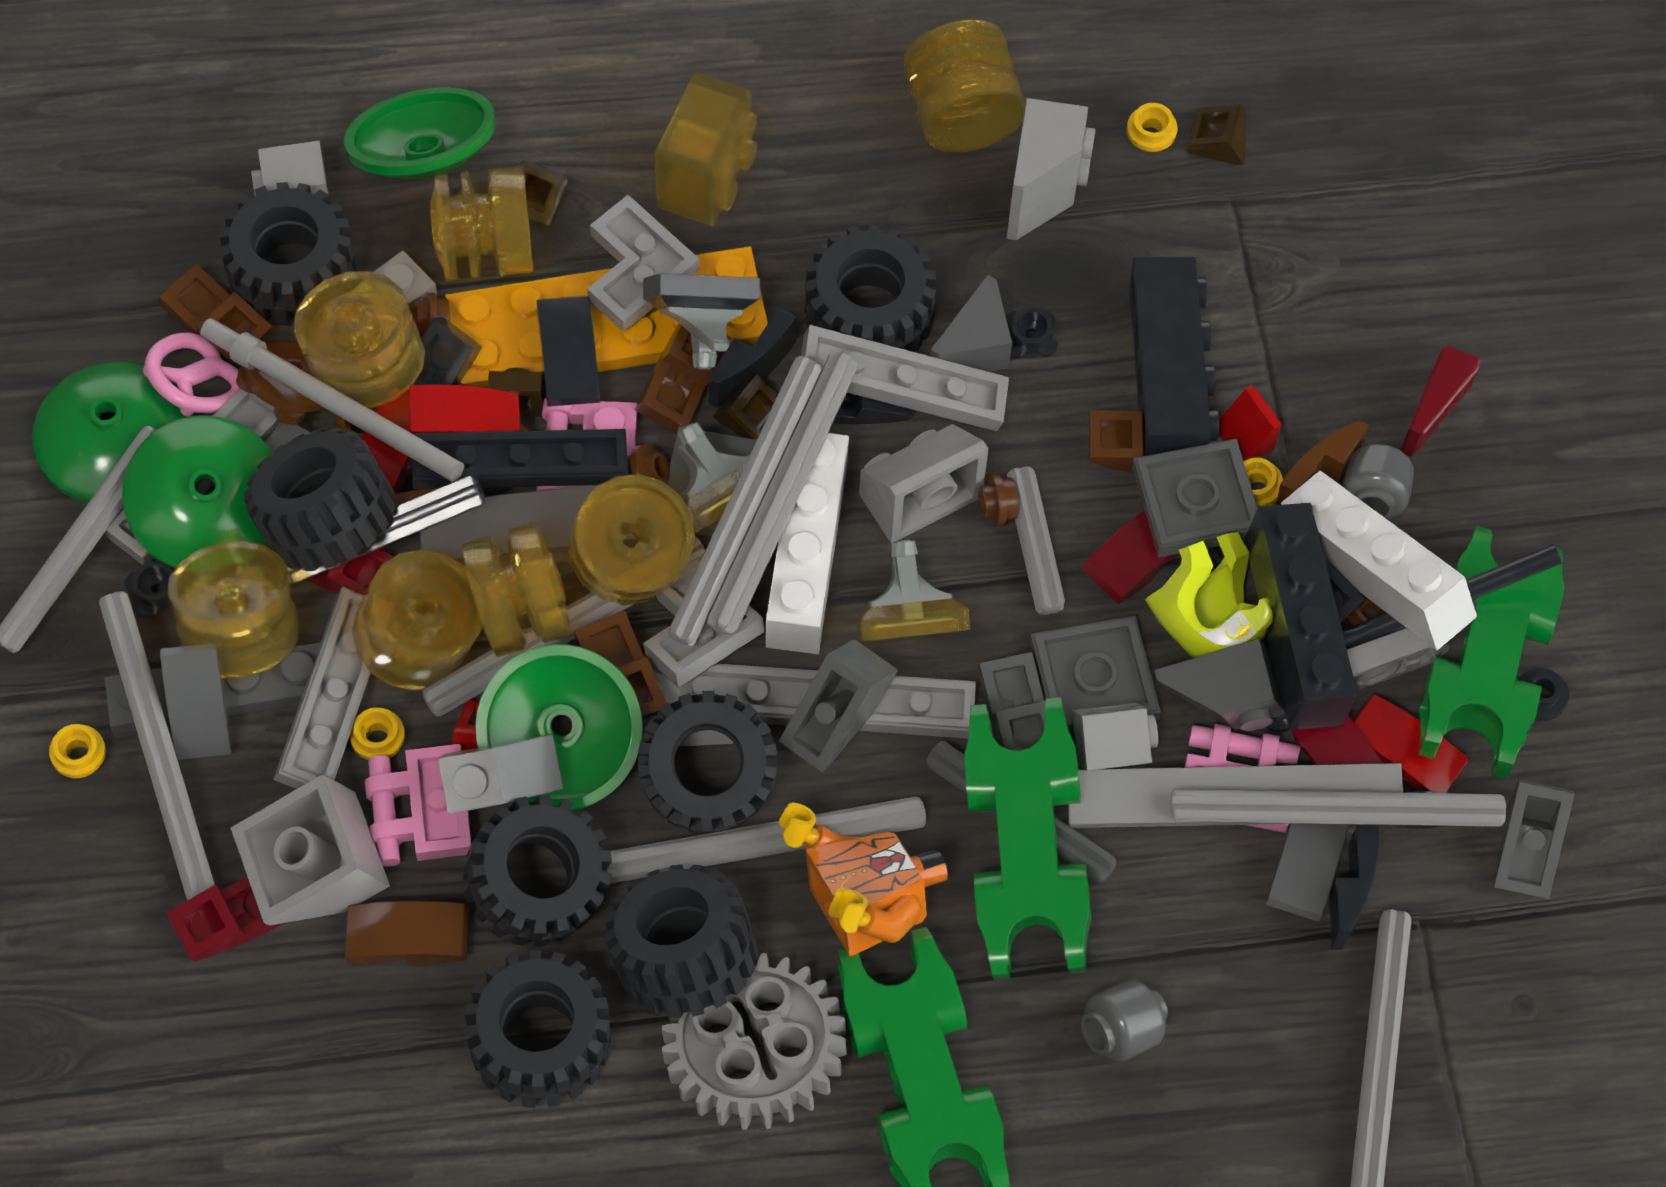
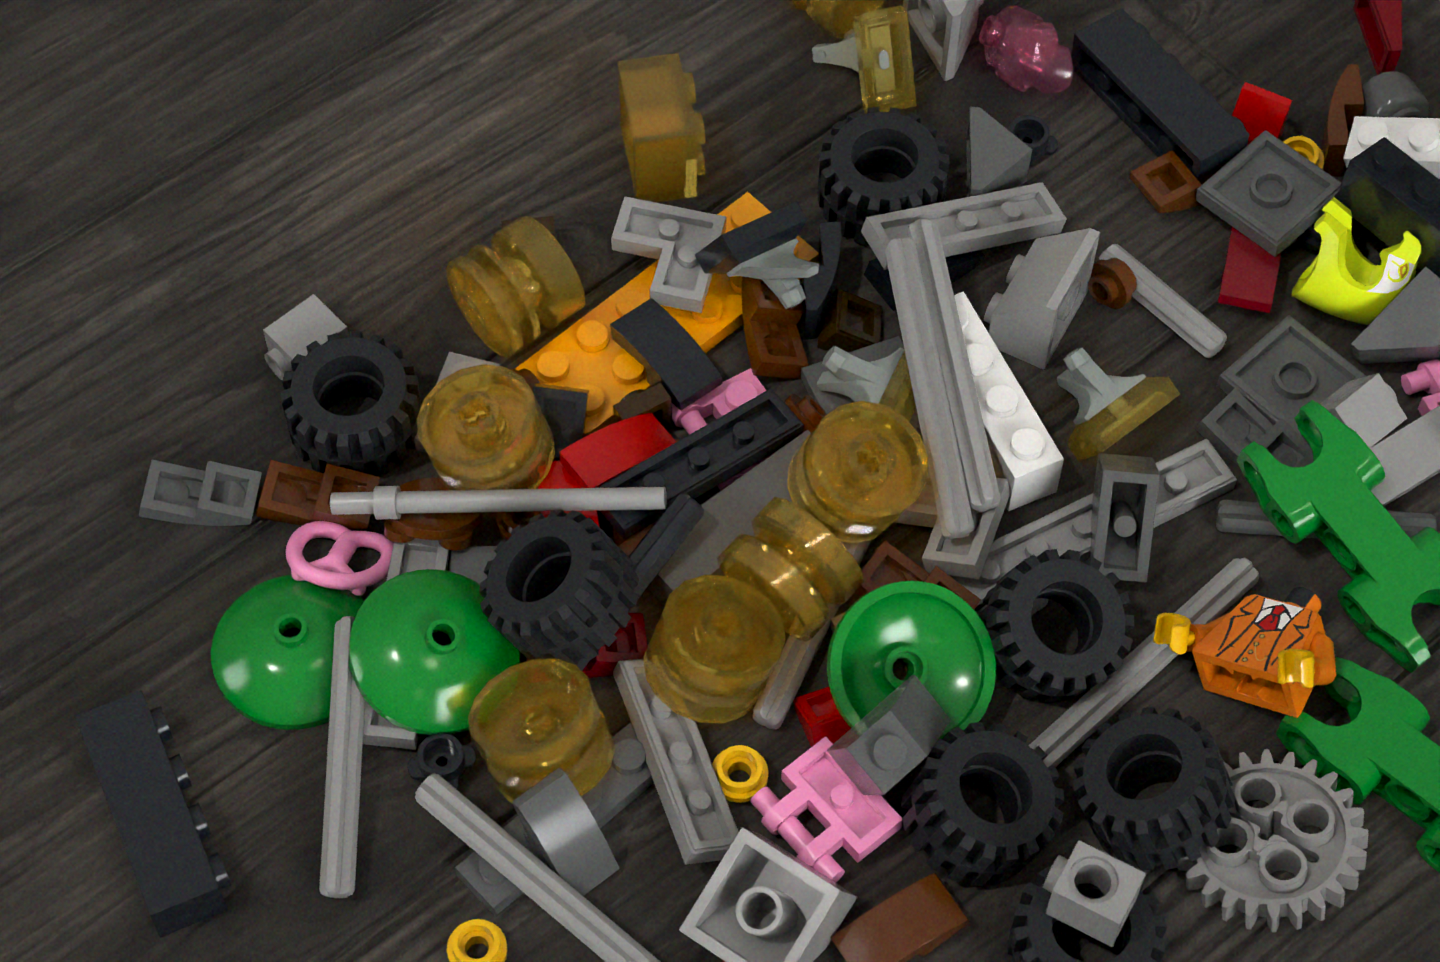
camera: 30 degrees left, 5 degrees down
(124, 261) = (199, 497): none -> dark grey slope
(420, 133) = (398, 242): green dish -> none
(553, 1011) = (1095, 917): none -> light grey brick
(946, 189) = (882, 56): none -> clear yellow piece
(1086, 249) = (1026, 51): none -> clear pink head

